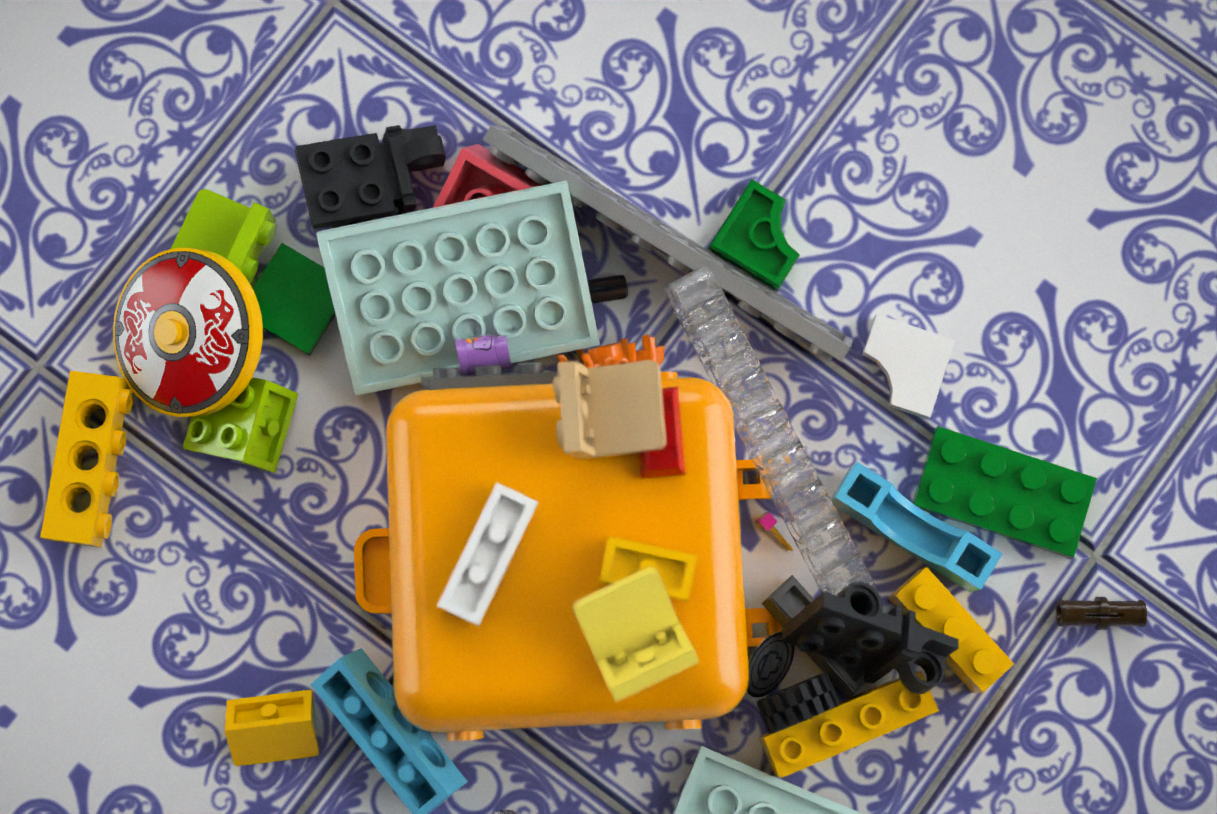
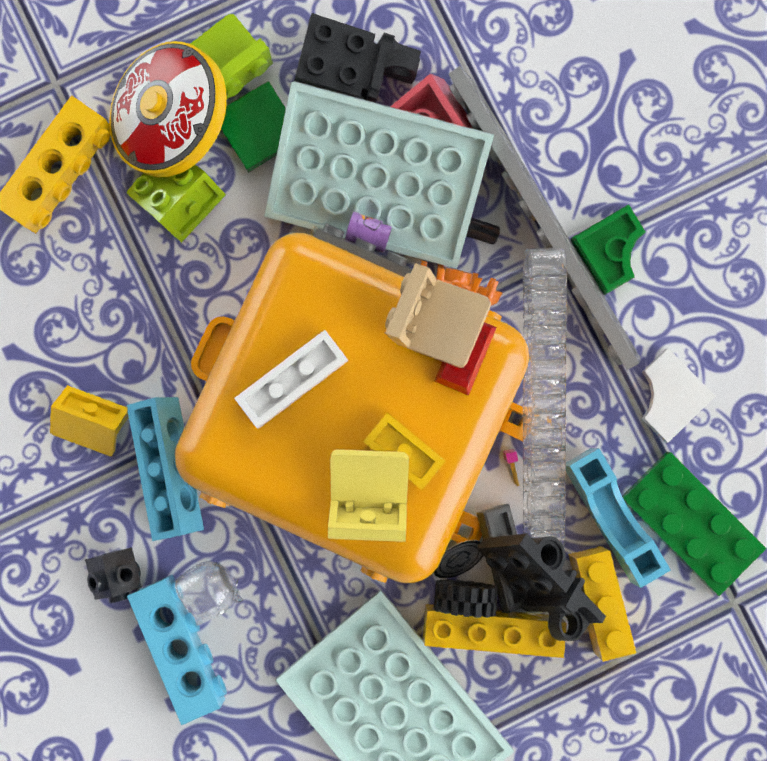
camera: 30 degrees right, 5 degrees up
(1078, 613) = (717, 646): dark brown pin -> none

